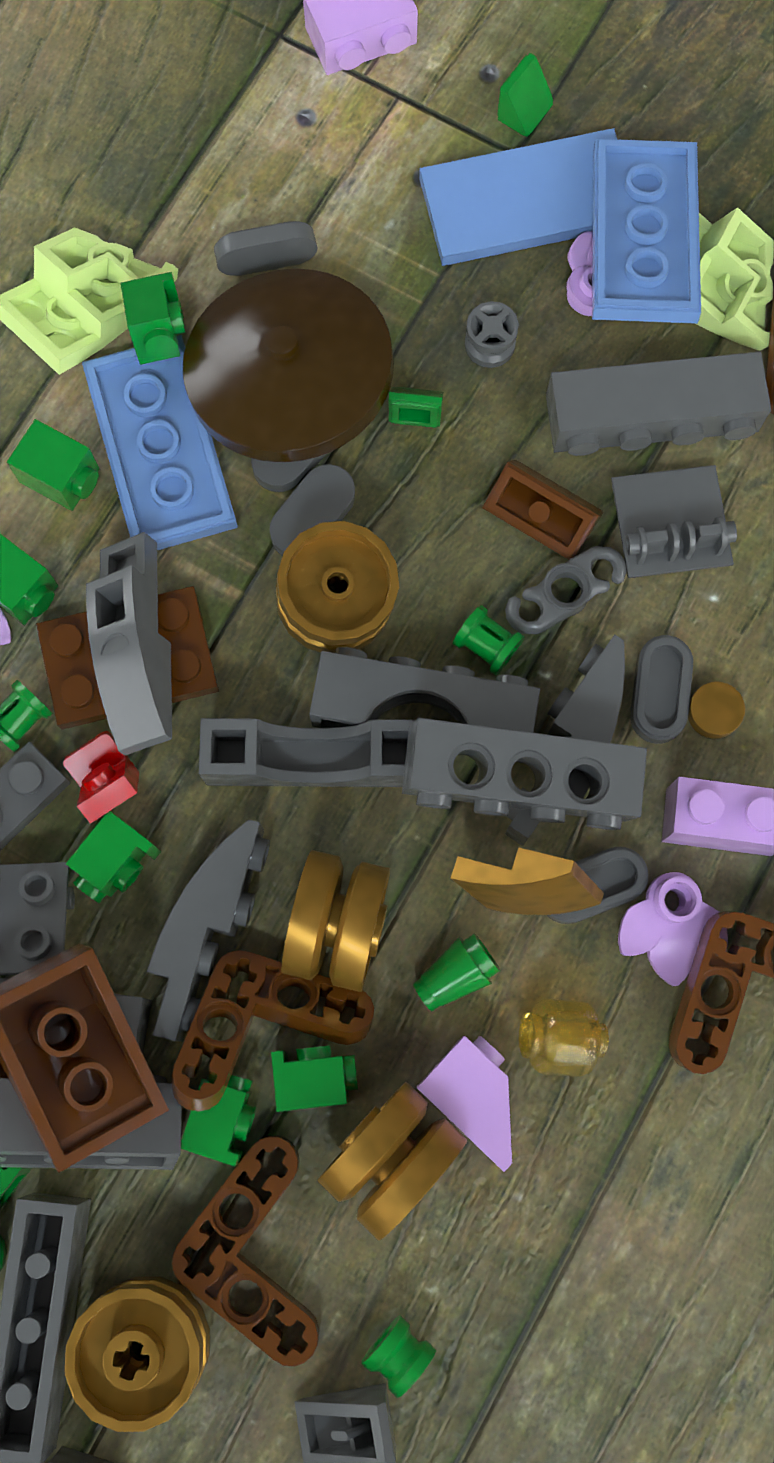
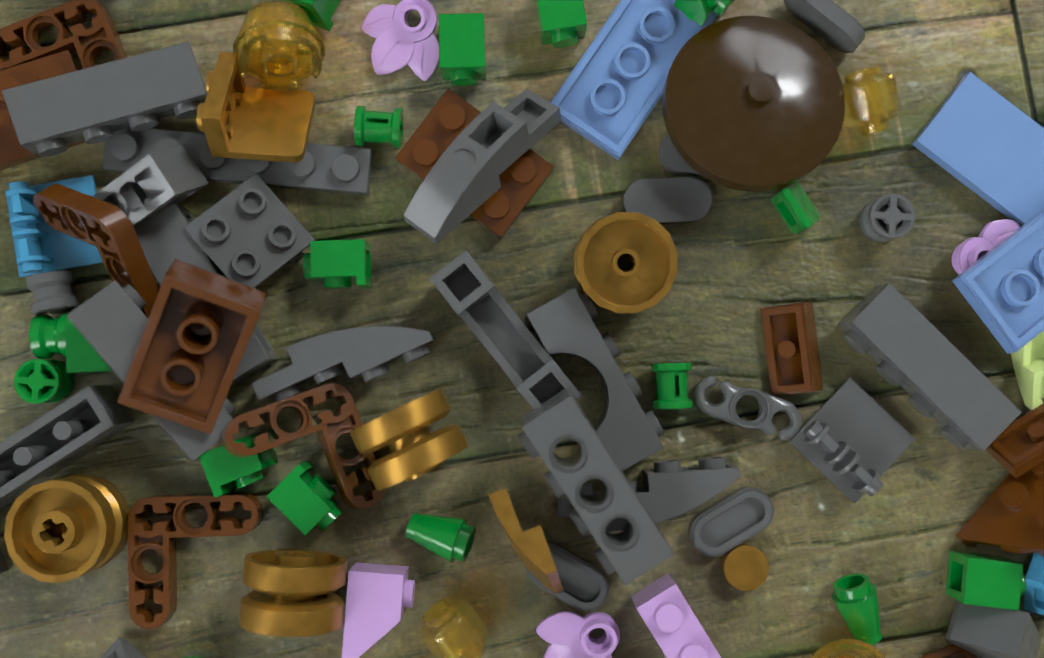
camera: 50 degrees right, 10 degrees up
(103, 776) = (383, 219): bracket -> none
(373, 265) = (870, 99): none -> clear yellow head

